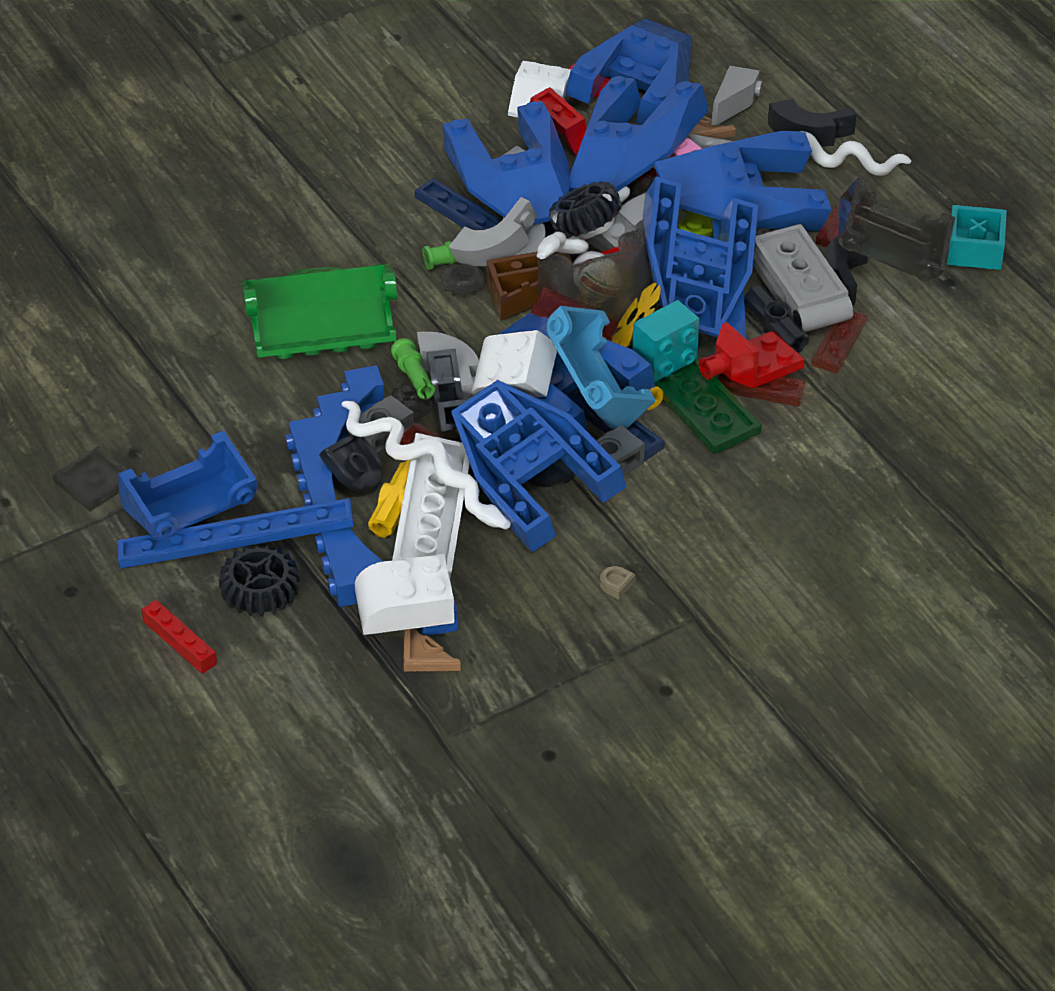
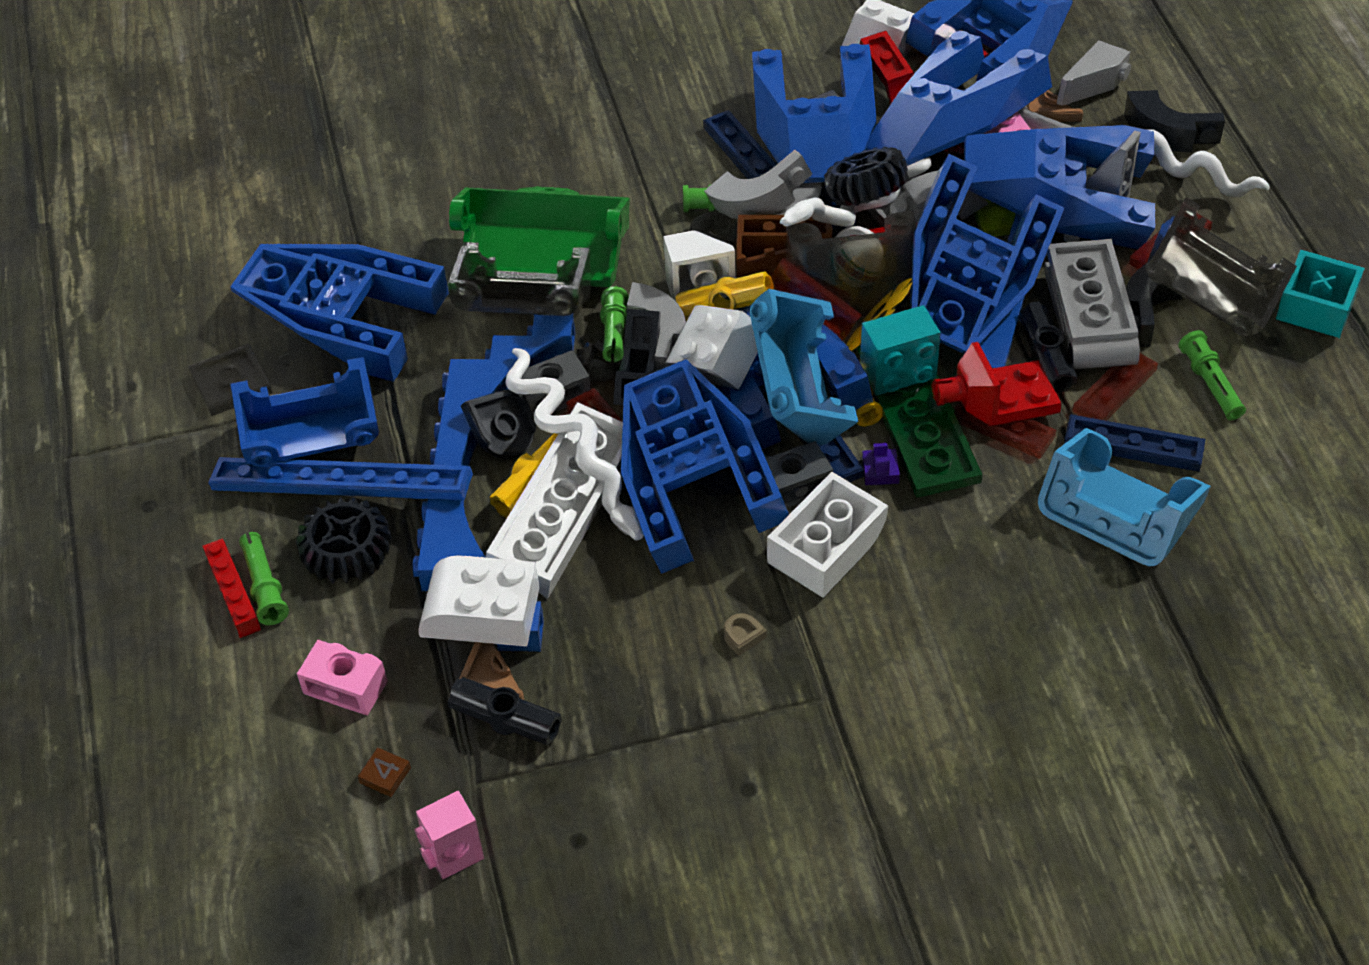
camera: 20 degrees right, 5 degrees up
(152, 389) = (322, 286): none -> blue wedge
(209, 629) = (265, 588): none -> bright green pin
(308, 680) = (356, 690): none -> bright pink brick
(361, 351) = (481, 288): none -> clear smoke windscreen
(373, 742) = (384, 772): none -> reddish brown tile
(453, 675) = (522, 718): none -> black piece
(454, 767) = (448, 835): none -> bright pink brick
(468, 309) = (696, 261): none -> white slope
(515, 320) = (741, 291): none -> yellow piece
(657, 493) = (826, 534): none -> white brick
(676, 435) = (880, 465): none -> dark purple tile
(785, 168) = (1117, 170): none -> light grey slope
(869, 379) = (1143, 443): none -> dark blue tile
(872, 429) = (1113, 506): none -> dark azure windscreen
(904, 308) = (1206, 365): none -> bright green pin

